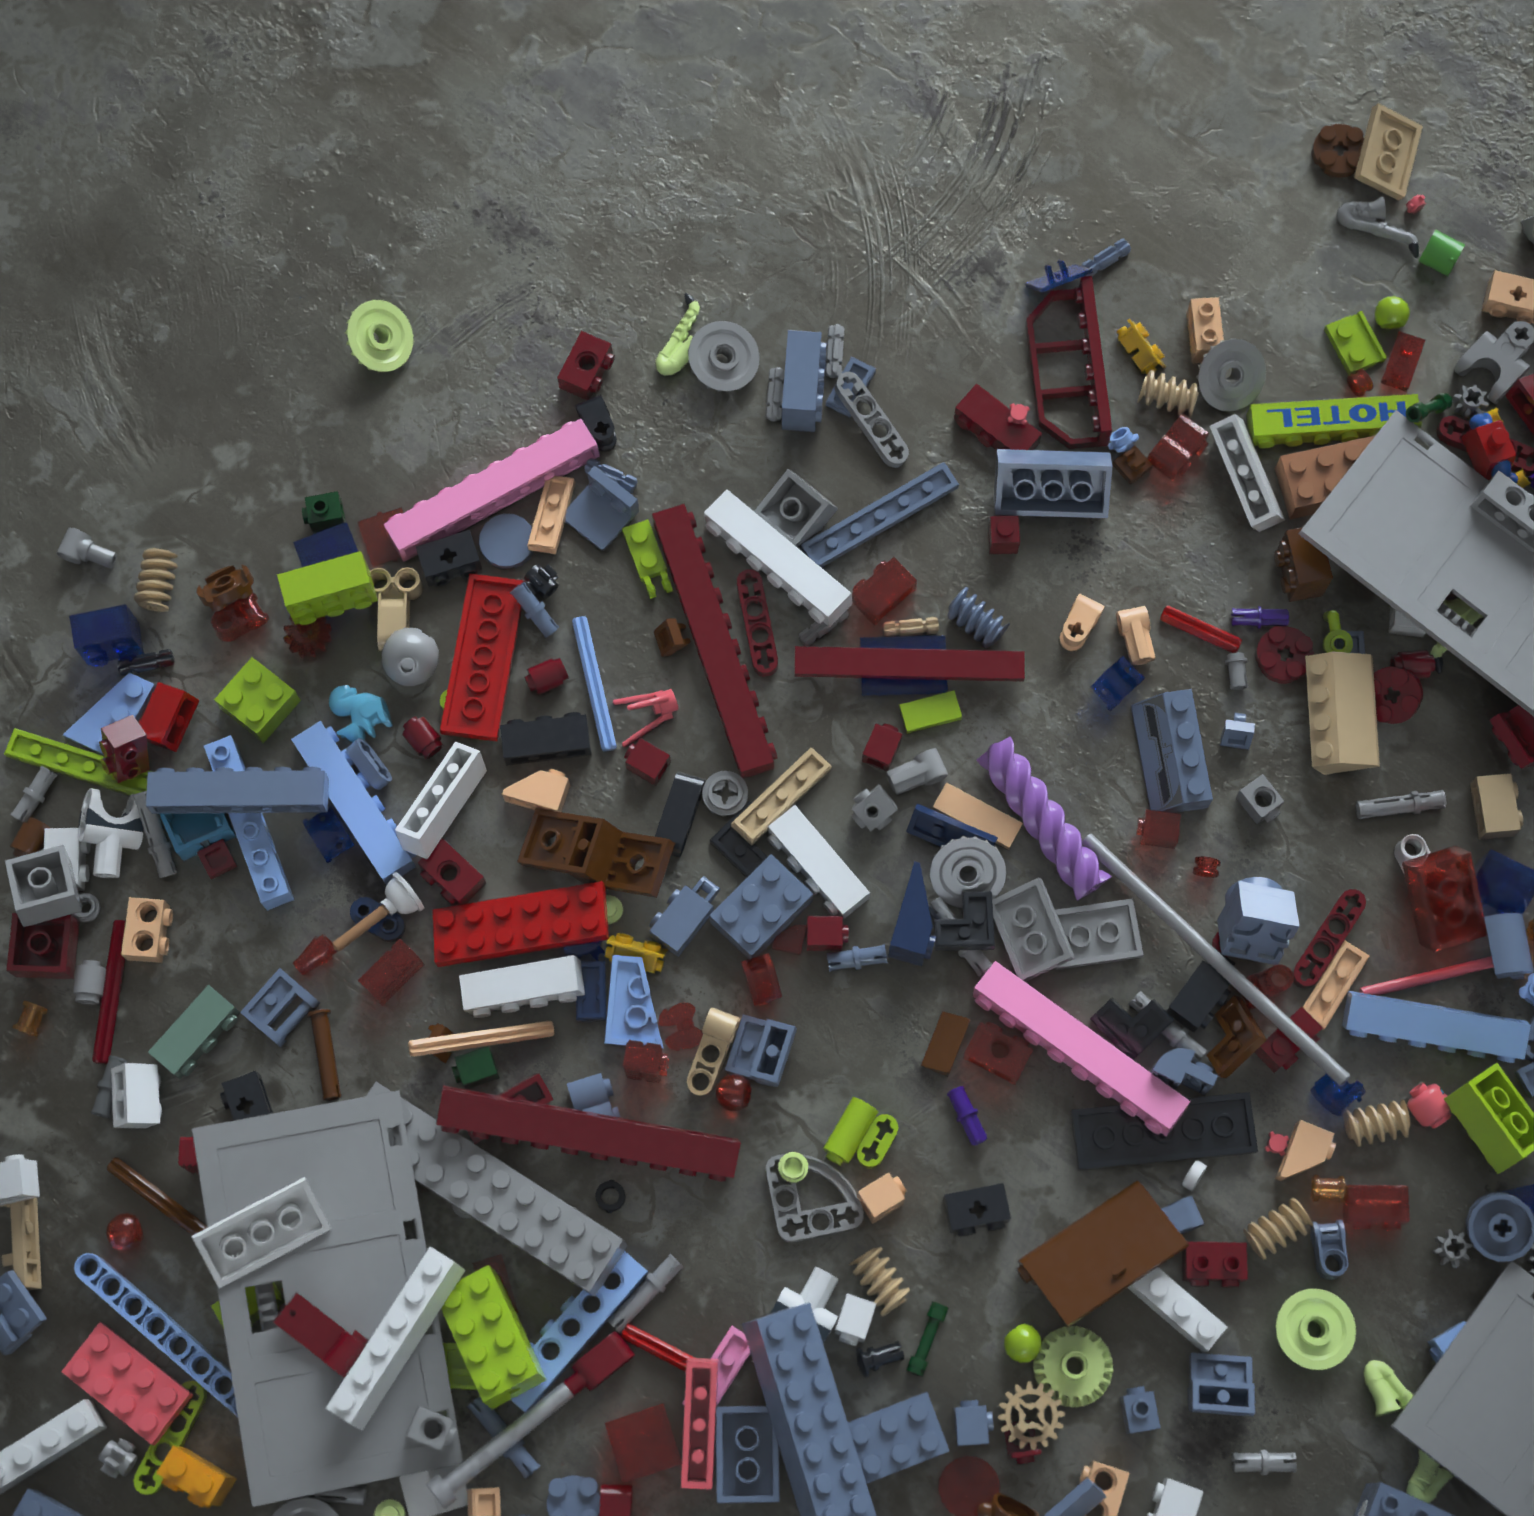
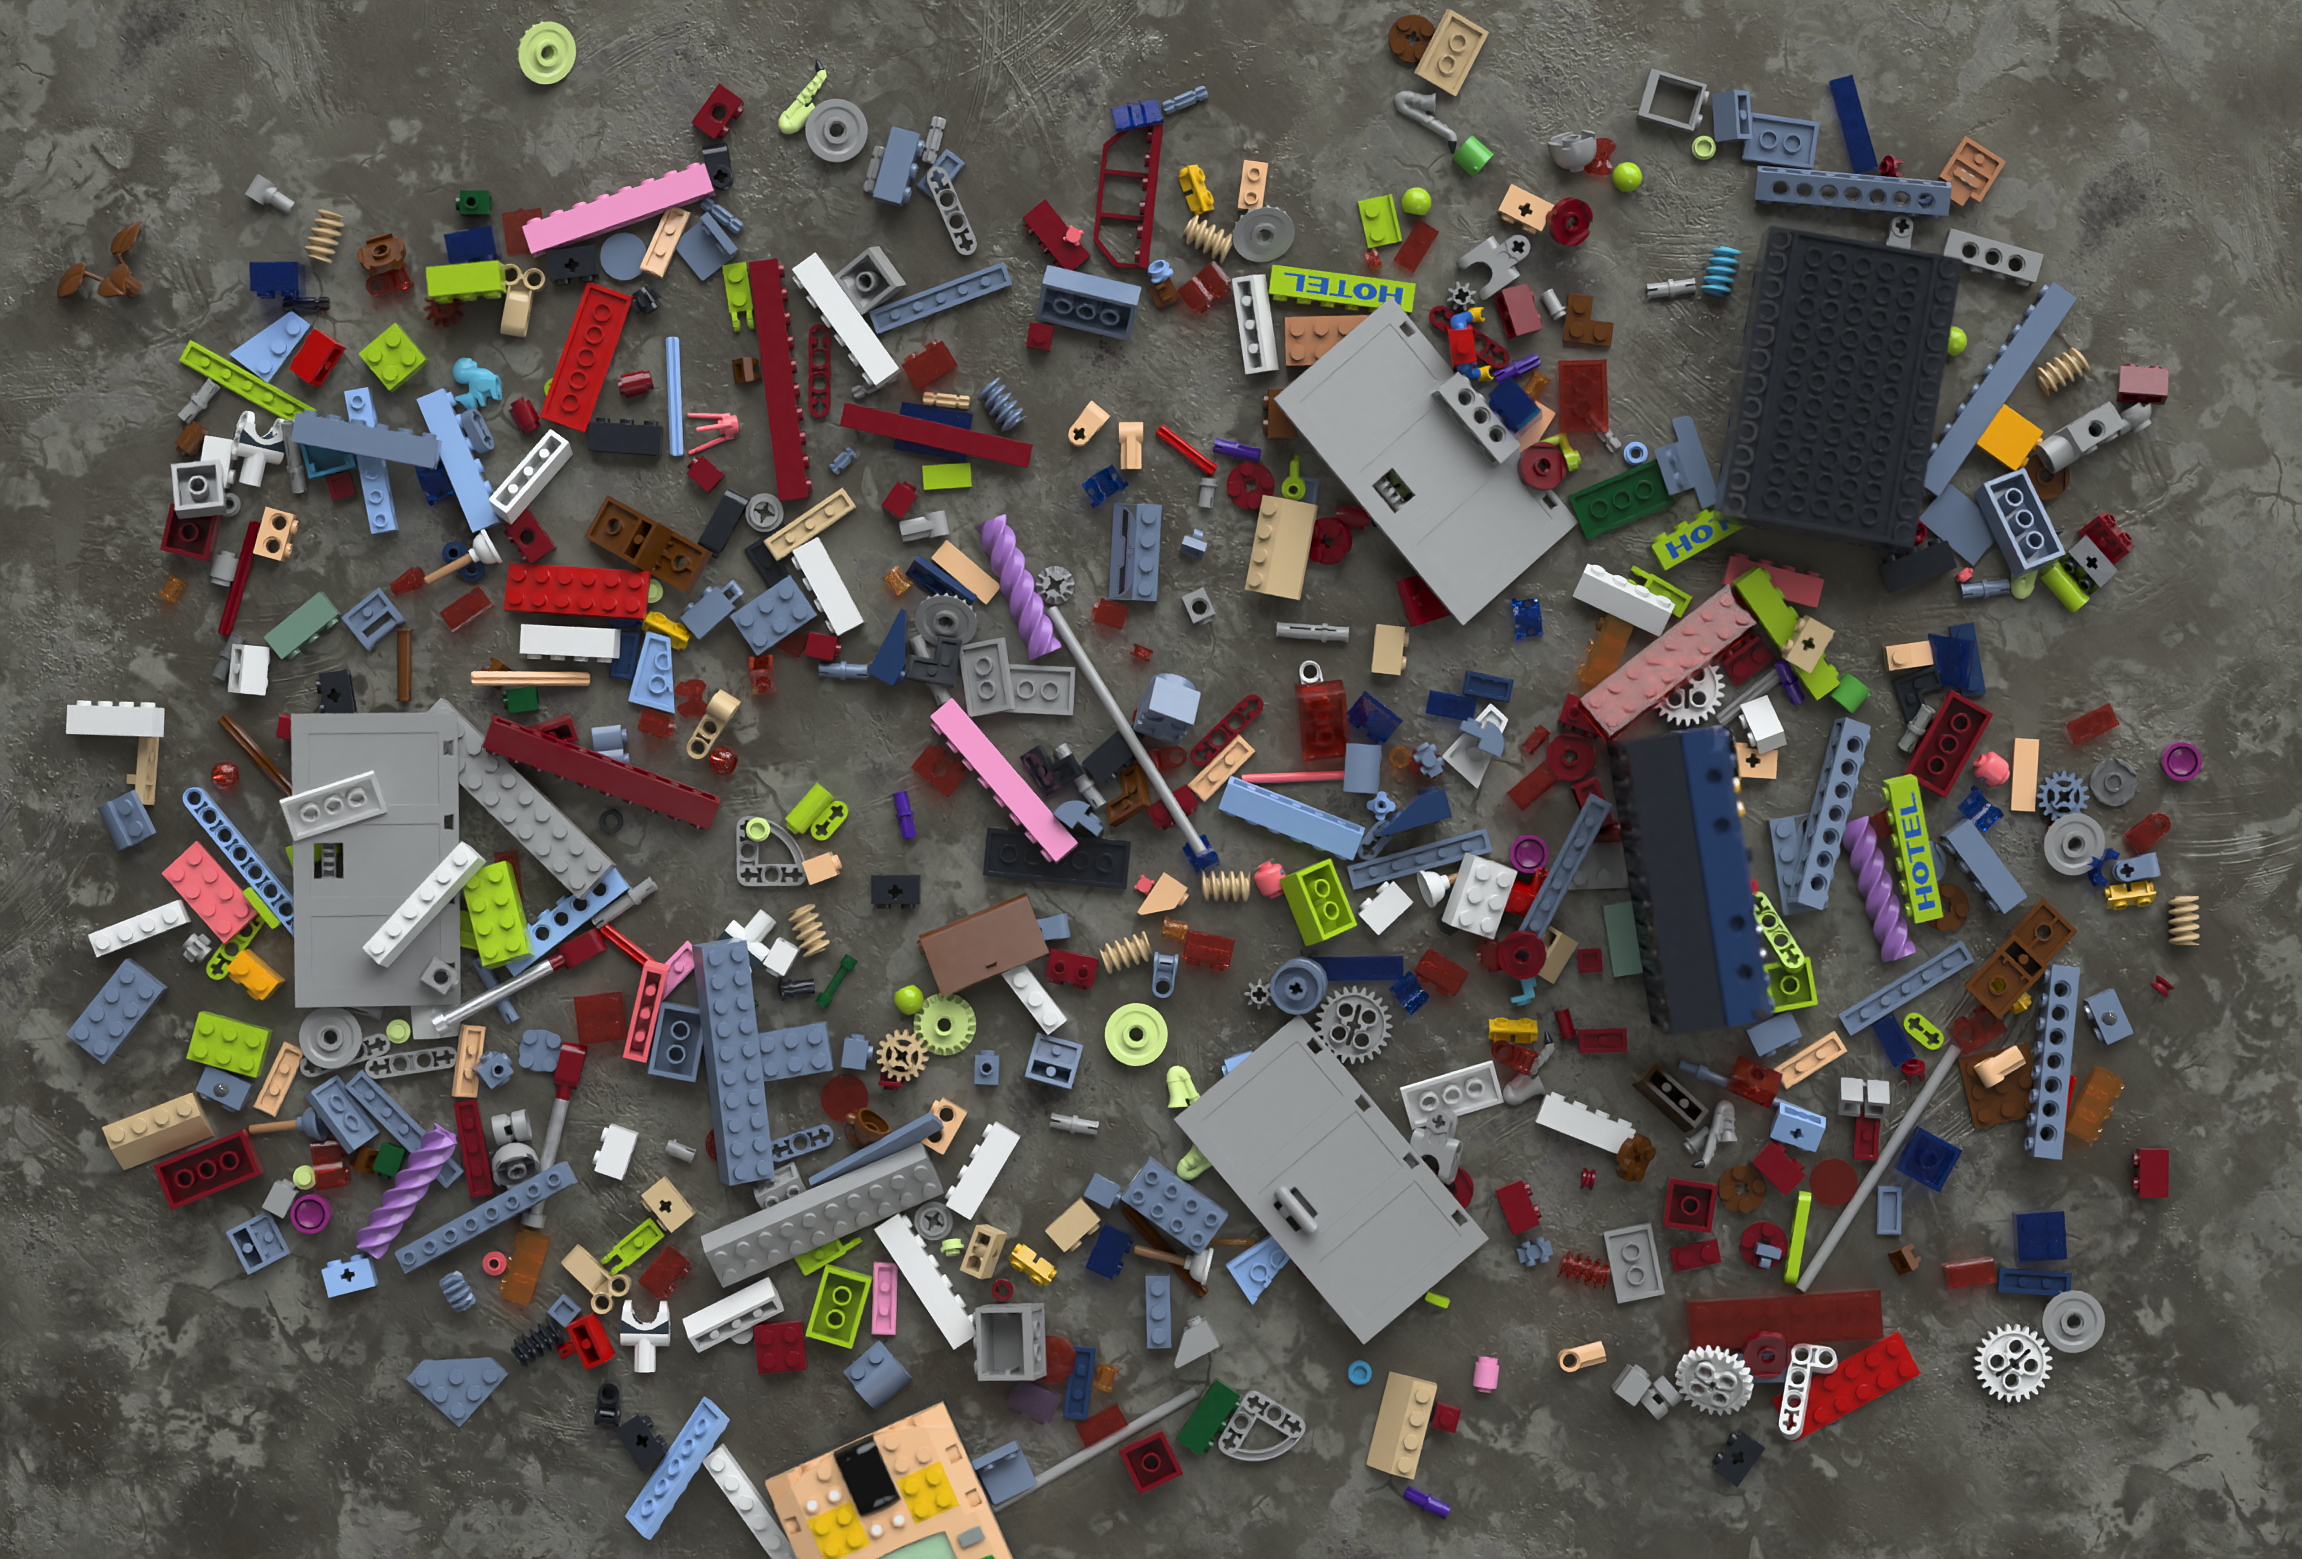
camera: 10 degrees right, 15 degrees up
(124, 749) = (279, 383): dark red brick -> none
(193, 1388) = (262, 908): none -> lime tile
(321, 1334) = (367, 891): dark red door -> none
(410, 657) = (525, 347): light grey cylinder -> none
(534, 609) = (635, 325): sand blue pin -> none
(539, 791) = (614, 482): light nougat slope -> none
(761, 1050) = (750, 731): sand blue brick -> none
(805, 717) = (842, 460): none -> sand blue piece
(878, 798) = (881, 551): light grey brick -> none
(899, 840) = (897, 581): none -> clear orange bush
(945, 1043) = (900, 753): reddish brown slope -> none
(1085, 823) = (1052, 596): none -> light grey gear
(1194, 1175) = (1072, 897): white tile -> none
(1415, 204) = (1464, 103): coral piece -> none
(1437, 404) = (1410, 302): dark green bar -> none

